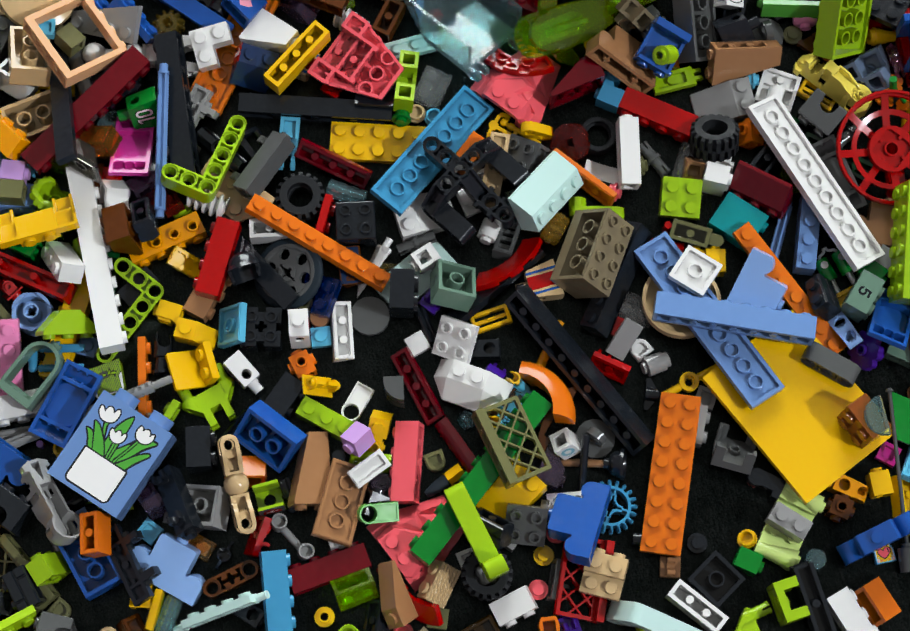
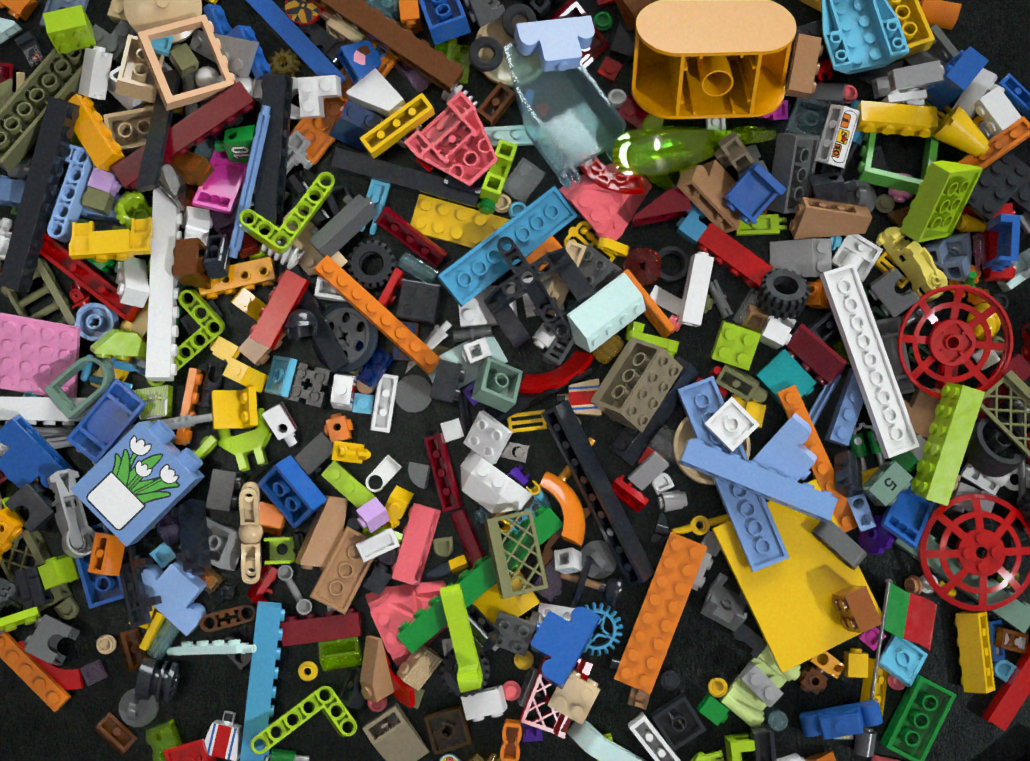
camera: 15 degrees right, 10 degrees up
(383, 512) = (382, 590): piece -> none
(665, 54) = (755, 202): lime brick -> none
(876, 417) = (870, 612): clear light blue tile -> none

